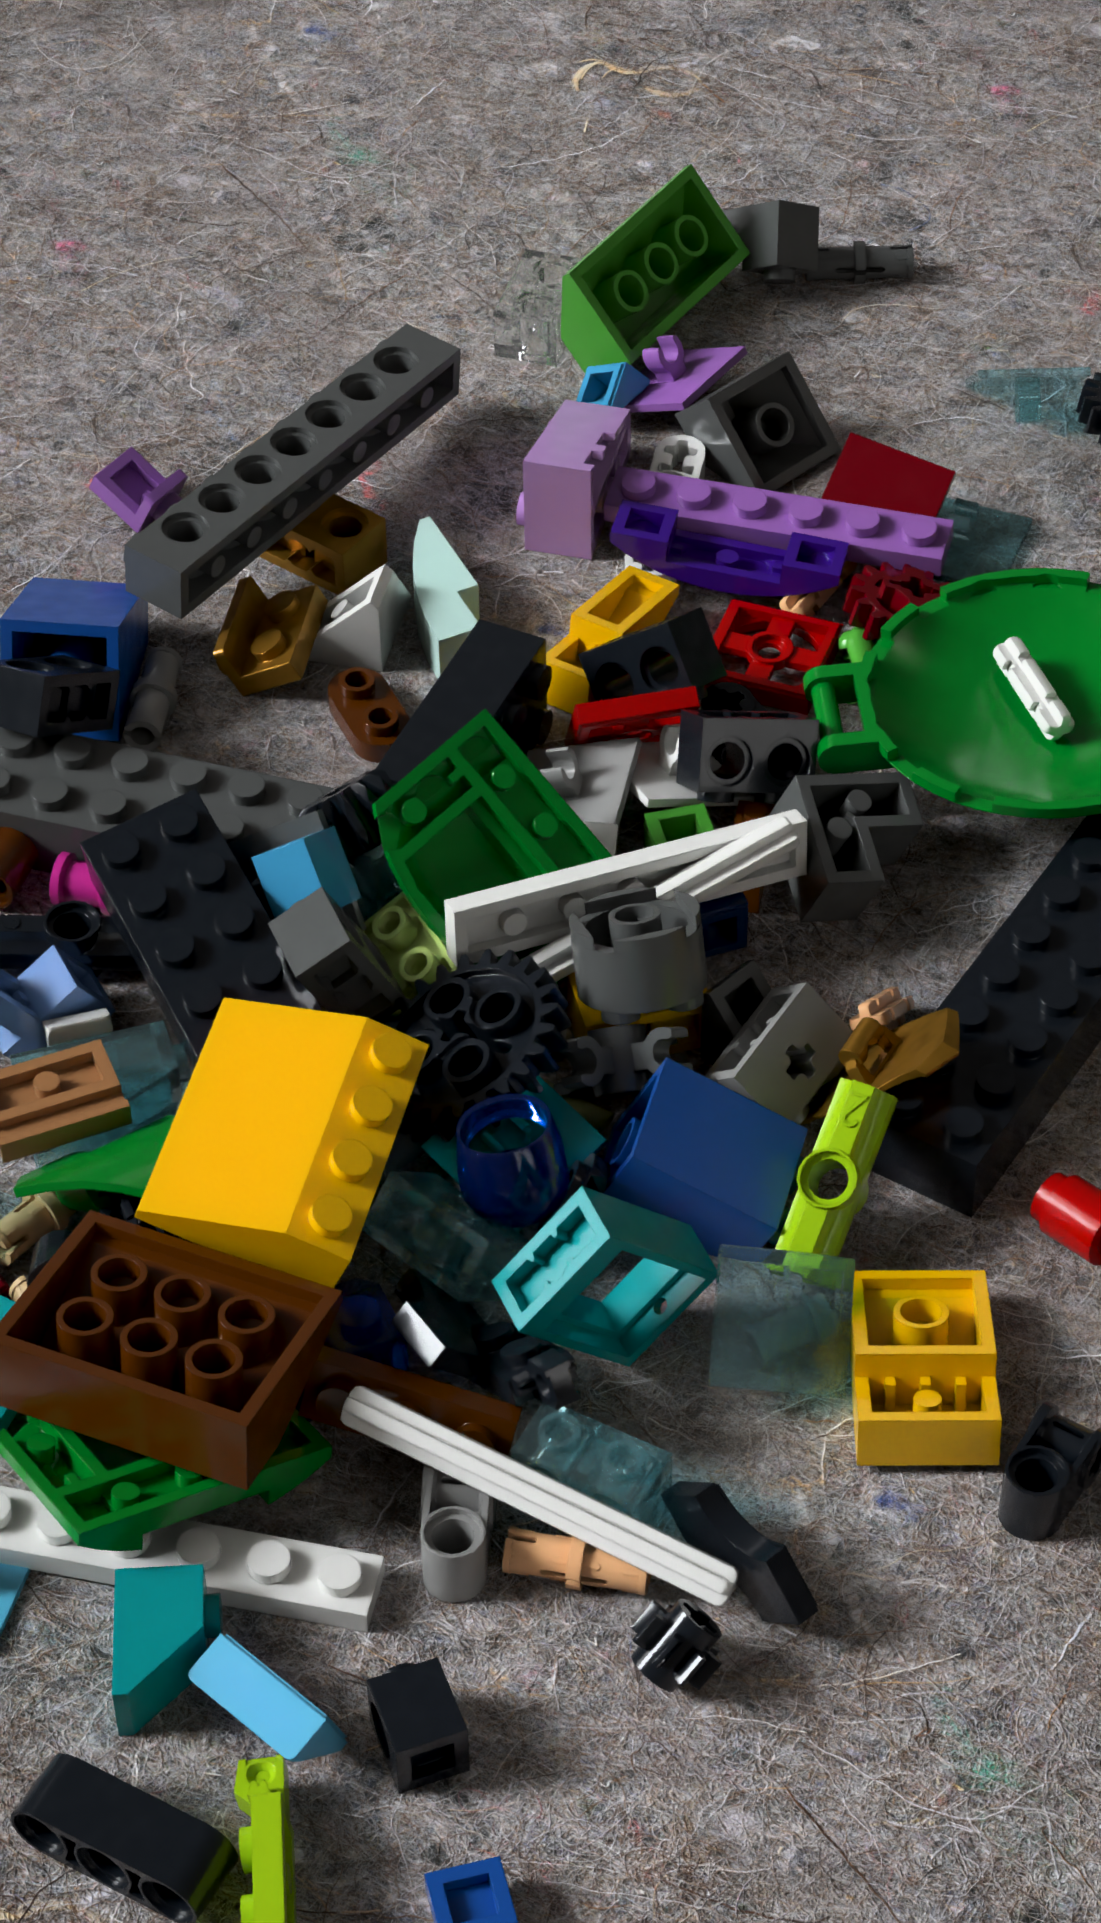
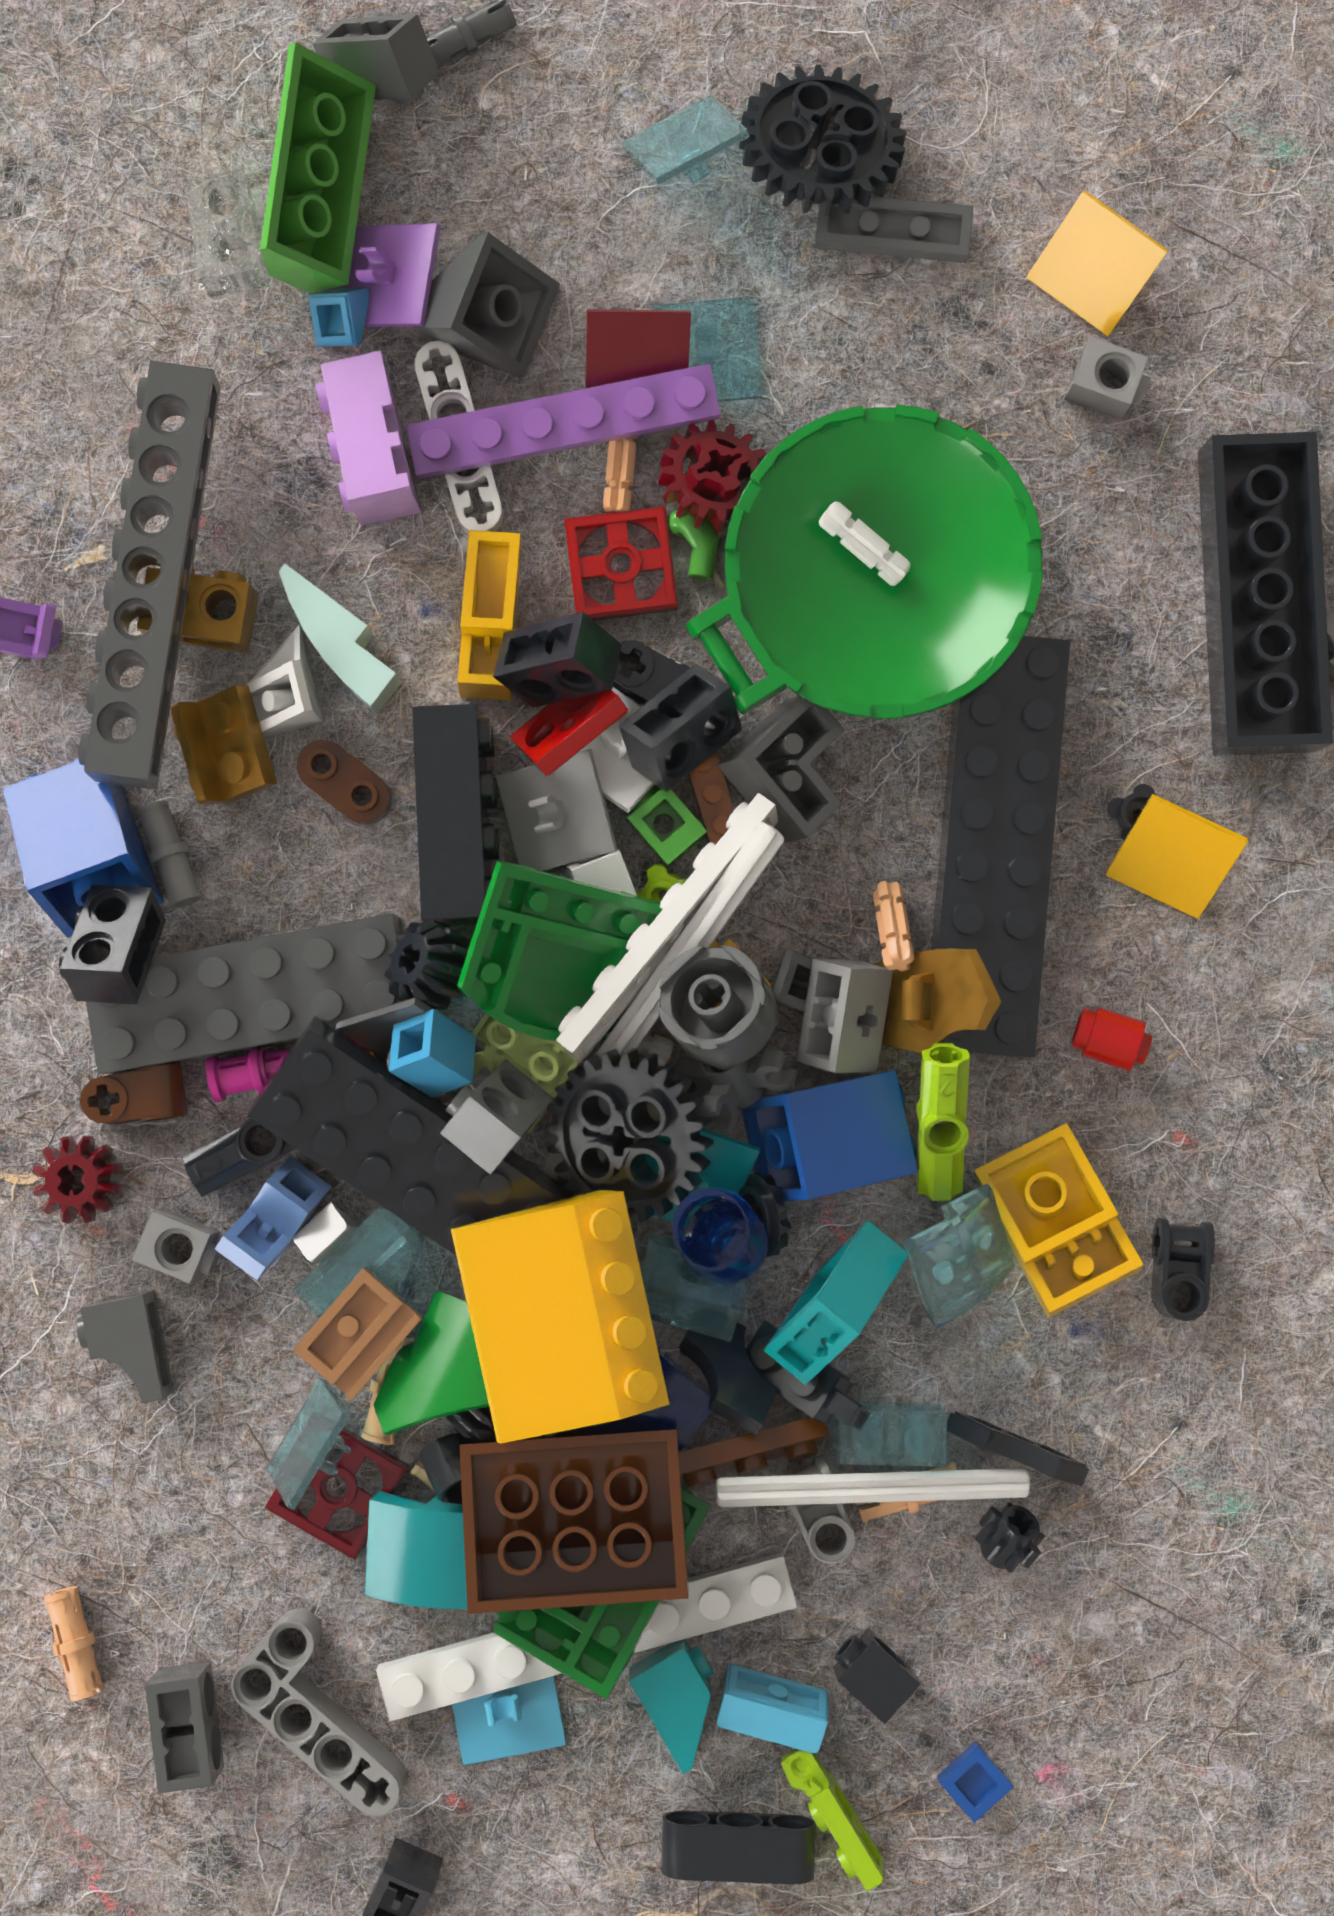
camera: 30 degrees left, 40 degrees up
(726, 564) = (545, 487): dark purple slope -> none

